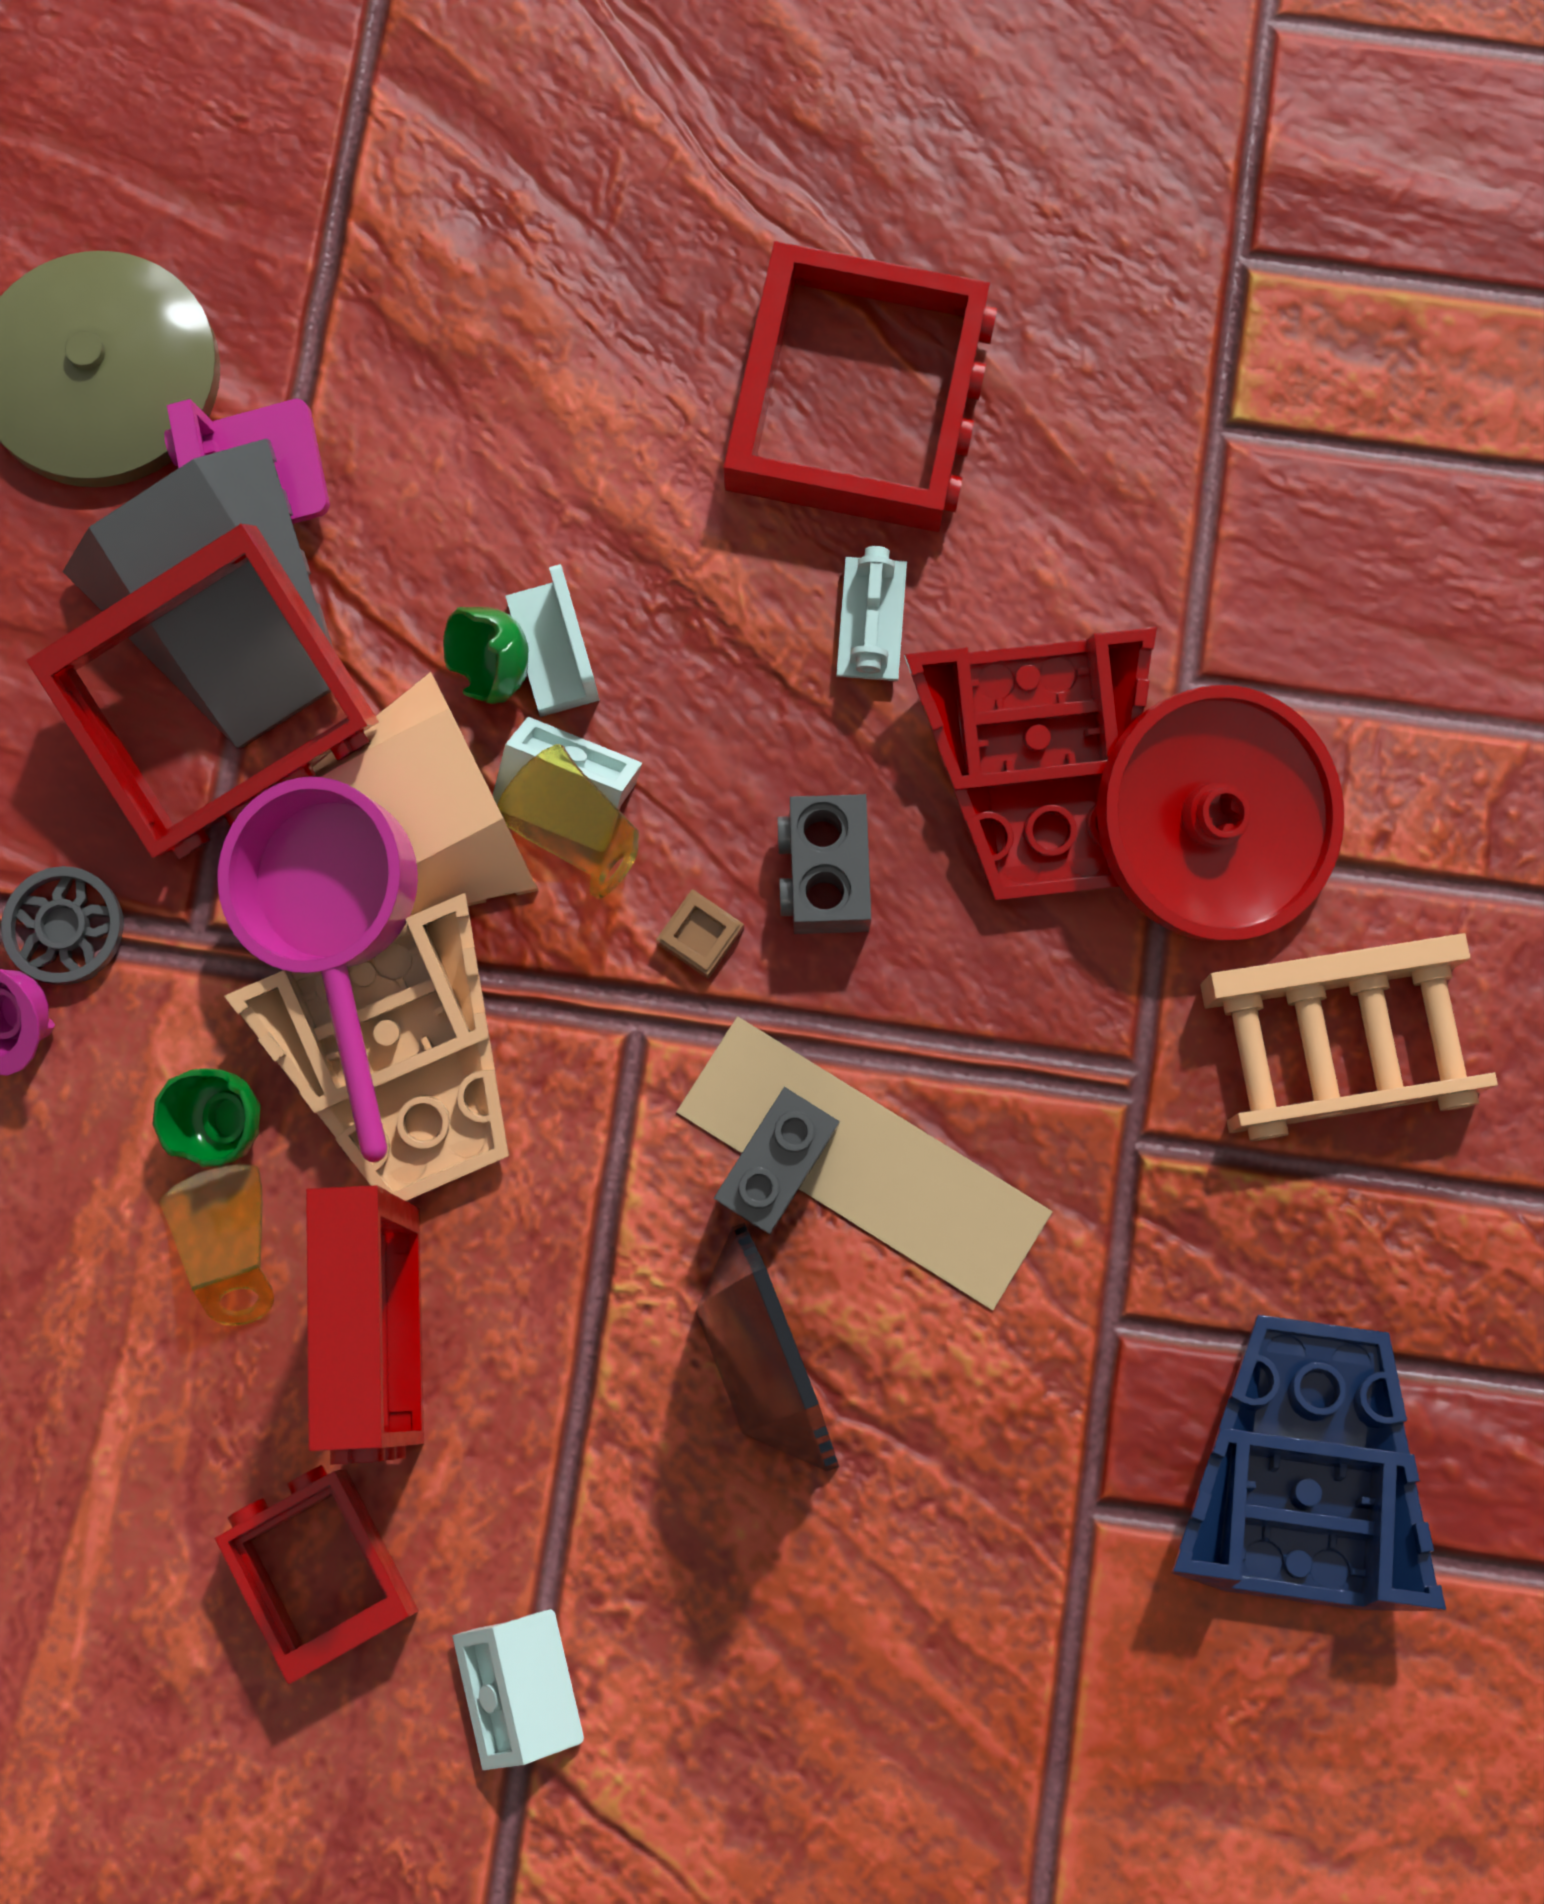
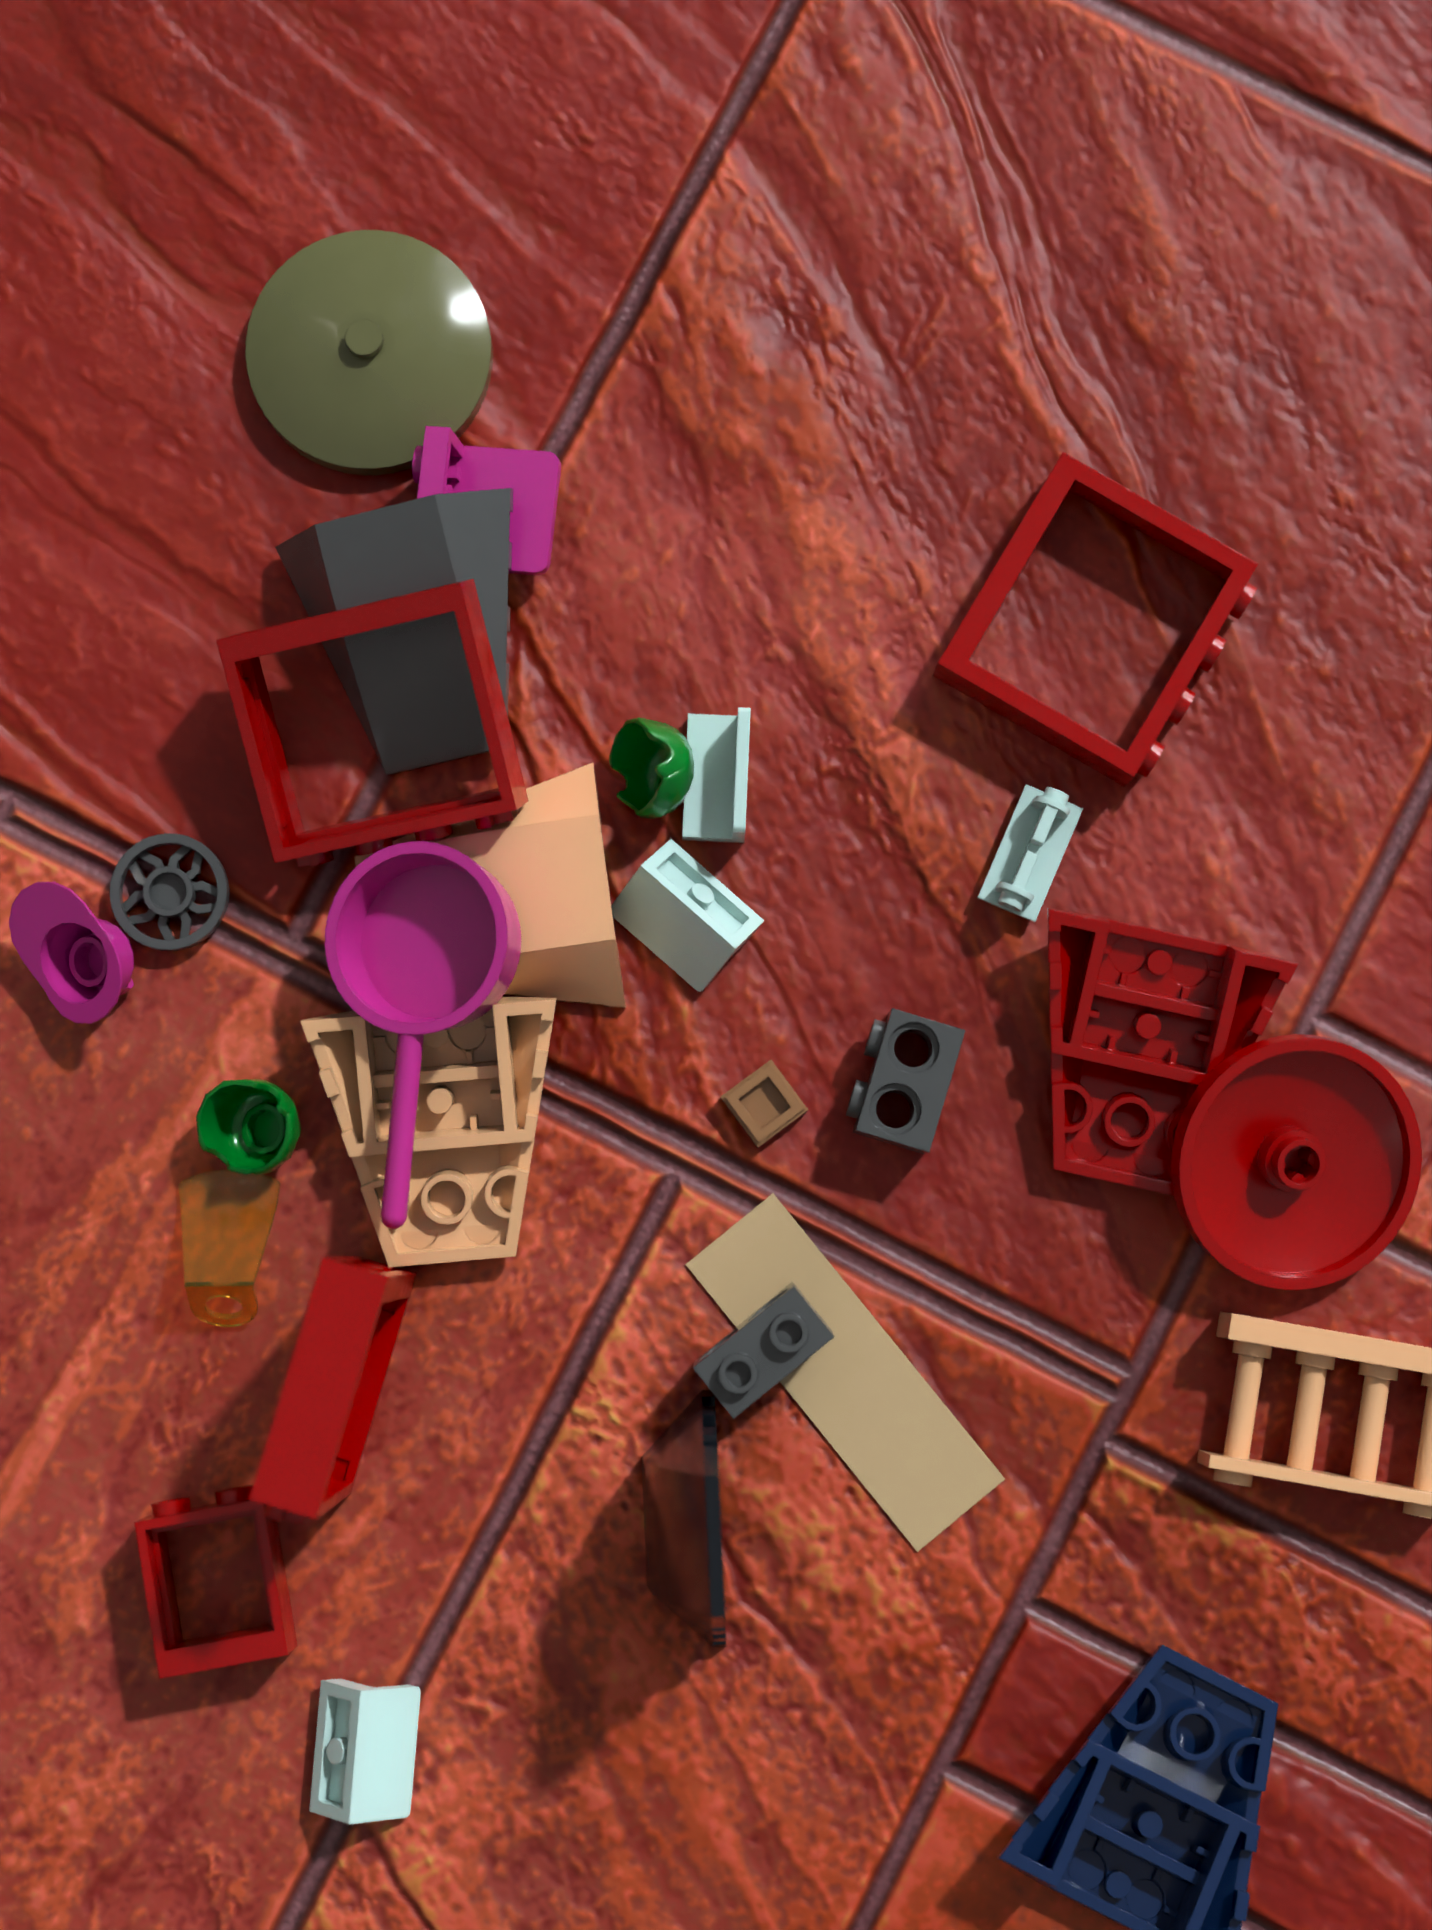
camera: 15 degrees right, 5 degrees up
(570, 818) = (679, 955): clear yellow piece -> none

